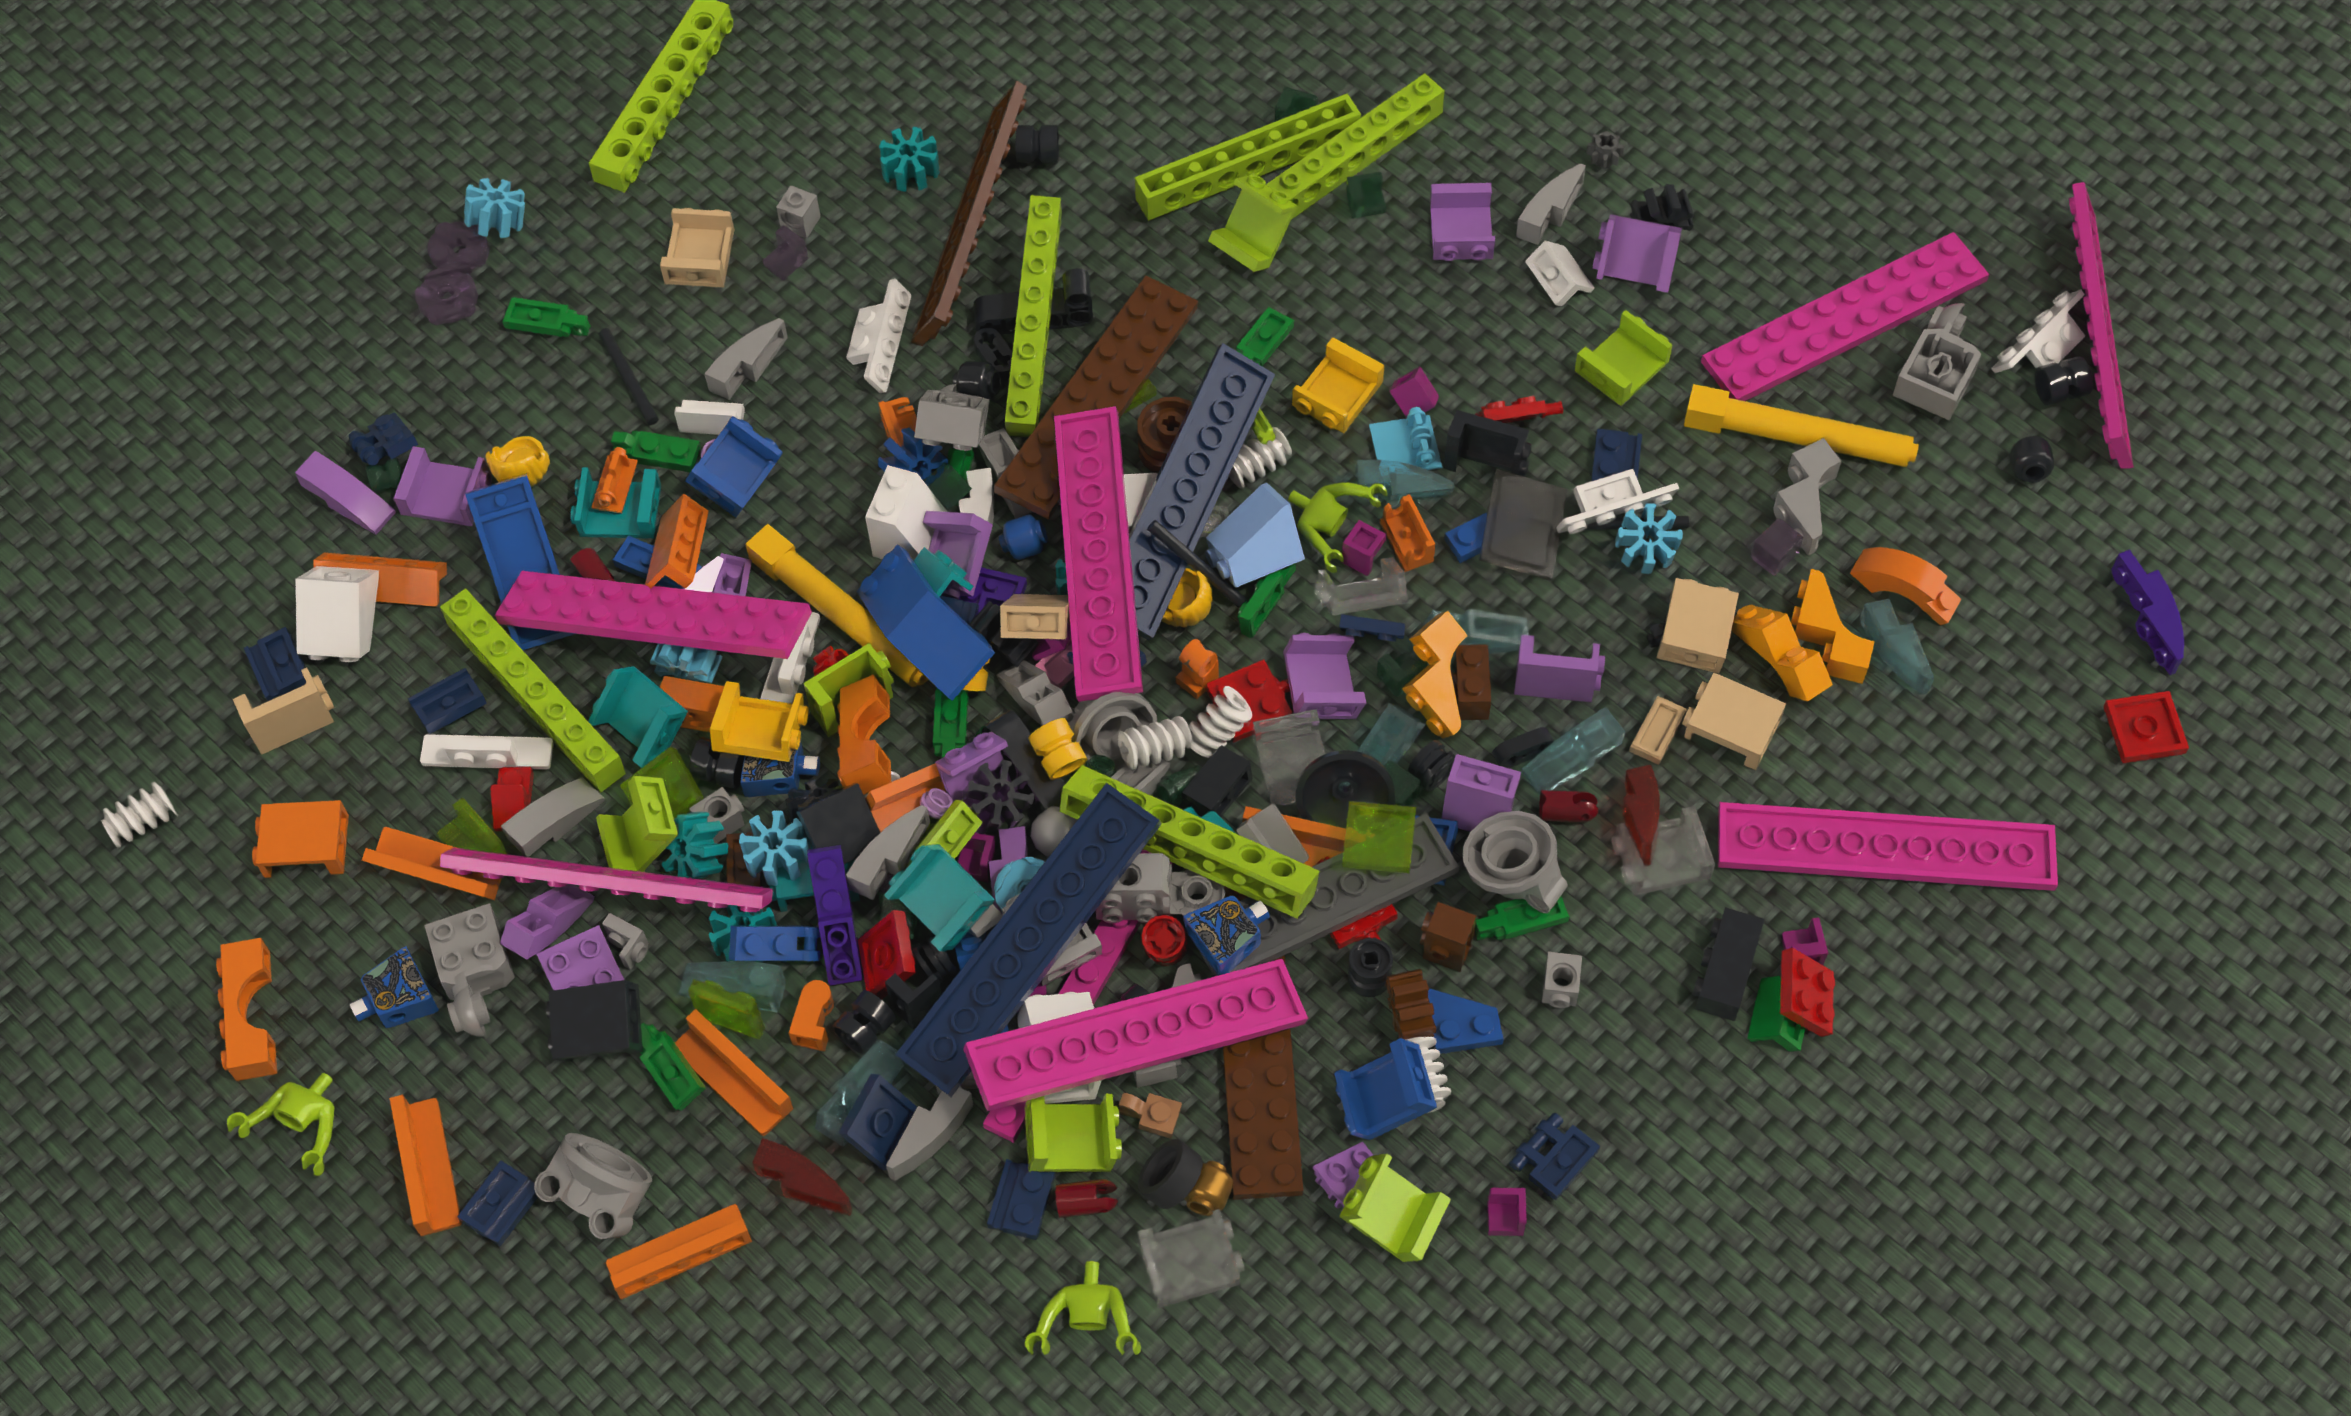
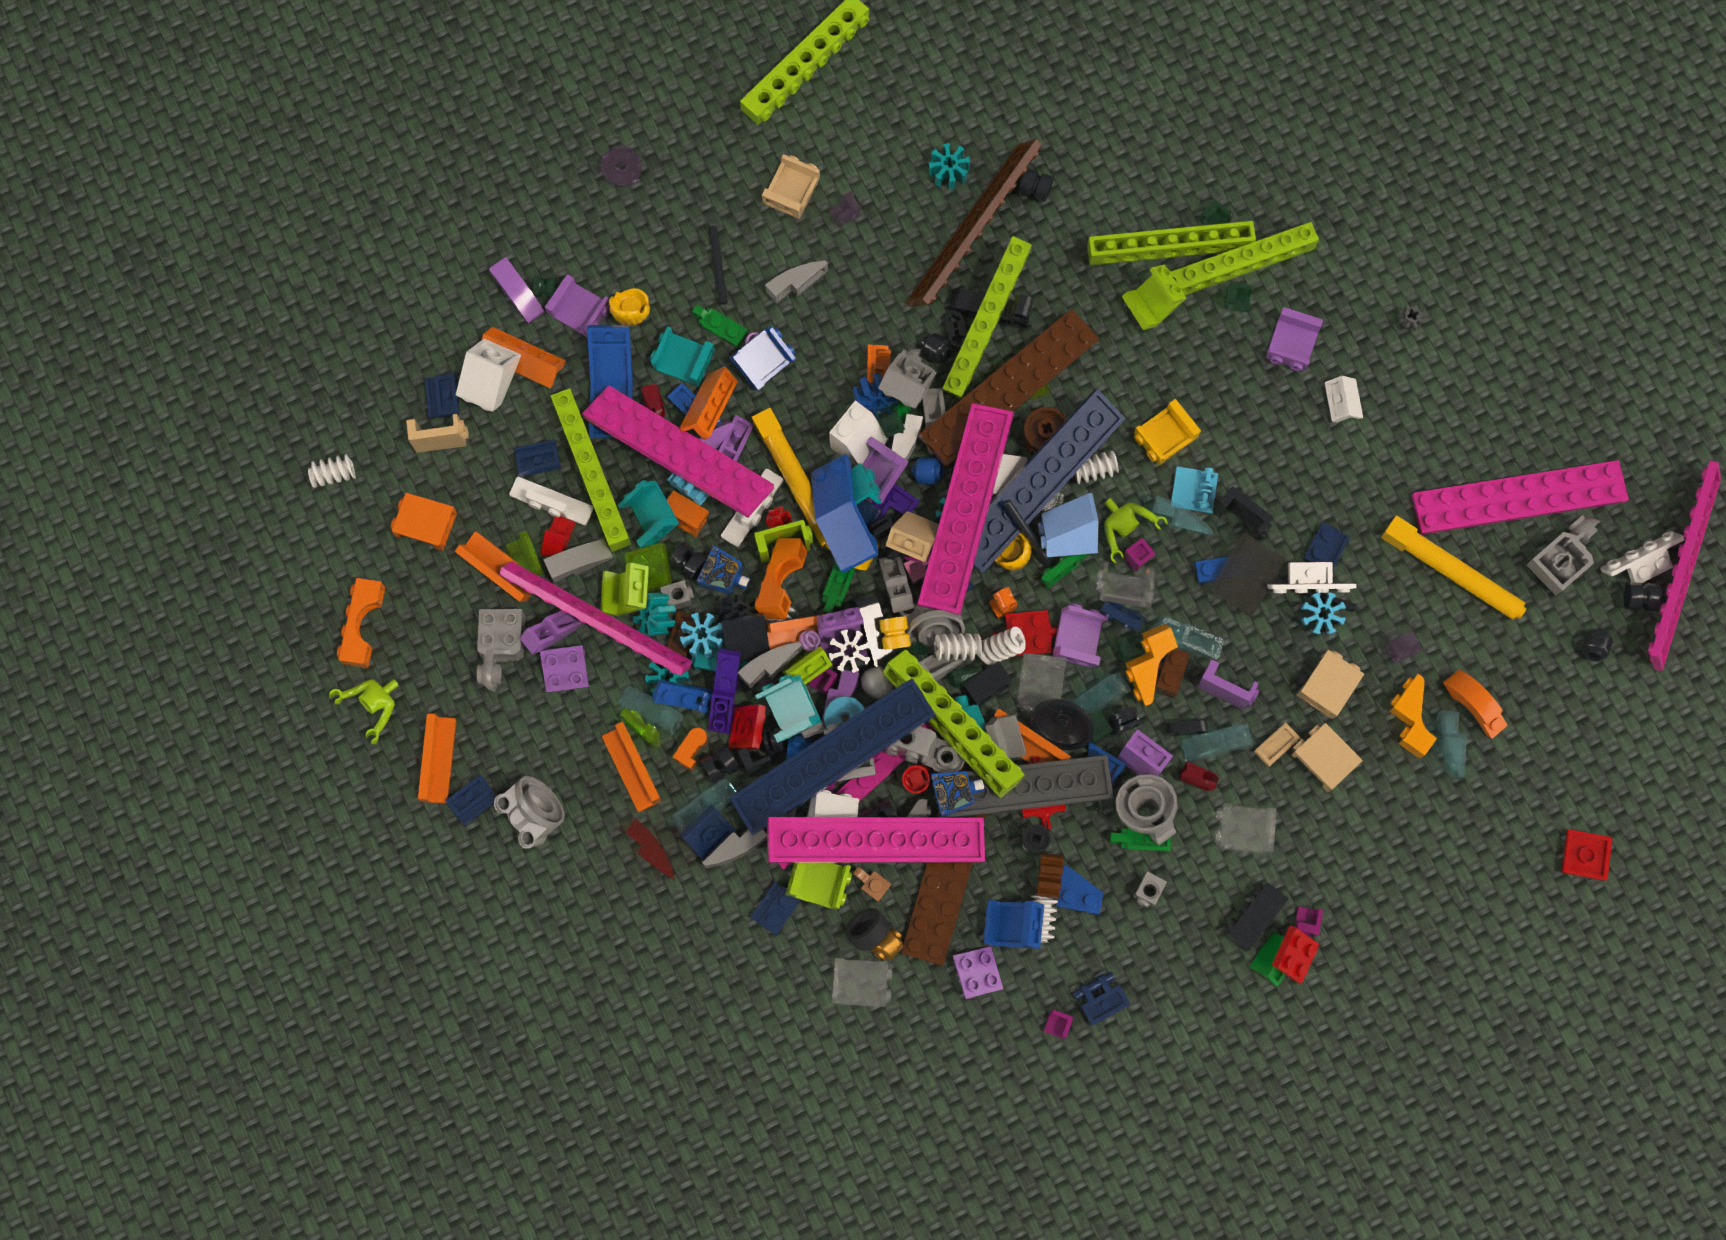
camera: 20 degrees right, 15 degrees up
(386, 437) = (556, 259): dark blue plate -> none
(395, 992) = (450, 643): torso -> none
(458, 234) = (637, 121): clear purple plate -> none
(494, 208) = (669, 113): medium azure gear -> none
(544, 318) = (677, 205): green hinge -> none
(594, 1020) = (560, 708): black panel -> none
(615, 481) = (685, 341): orange hinge -> none
(628, 938) = (596, 655): light grey bracket -> none
(669, 1067) = (596, 749): green hinge -> none
(678, 1251) = (566, 866): orange panel -> none
(706, 416) = (759, 313): white panel -> none
(757, 725) = (718, 548): yellow panel -> none
(798, 211) = (864, 182): light grey brick -> none
(879, 334) = (885, 292): white bracket -> none
(1082, 1199) = (810, 922): dark red piece -> none
(1088, 1310) = (791, 991): lime piece -> none
(1262, 428) = (1104, 453): lime axle -> none
(1265, 336) = (1130, 382): green hinge -> none
(1379, 837) = (1071, 762): clear neon green plate -> none
(1393, 1210) = (991, 1000): lime panel -> none
(1408, 534) = (1171, 554): orange hinge -> none
(1414, 391) = (1214, 454): magenta panel -> none
(1447, 936) = (1089, 839): reddish brown brick -> none
(1519, 410) = (1274, 495): red plate -> none
(1550, 205) = (1357, 347): light grey slope -> none
(1624, 359) = (1361, 477): lime panel -> none
(1637, 251) = (1400, 404): medium lavender panel -> none
(1642, 810) = (1243, 799): clear red slope -> none
(1667, 209) = (1427, 383): black gear -> none
(1775, 640) = (1376, 720): light orange arch -> none
(1800, 502) = (1431, 623): light grey arch -> none
(1887, 846) = (1387, 875): dark pink plate -> none
(2159, 616) = (1629, 786): dark purple slope -> none

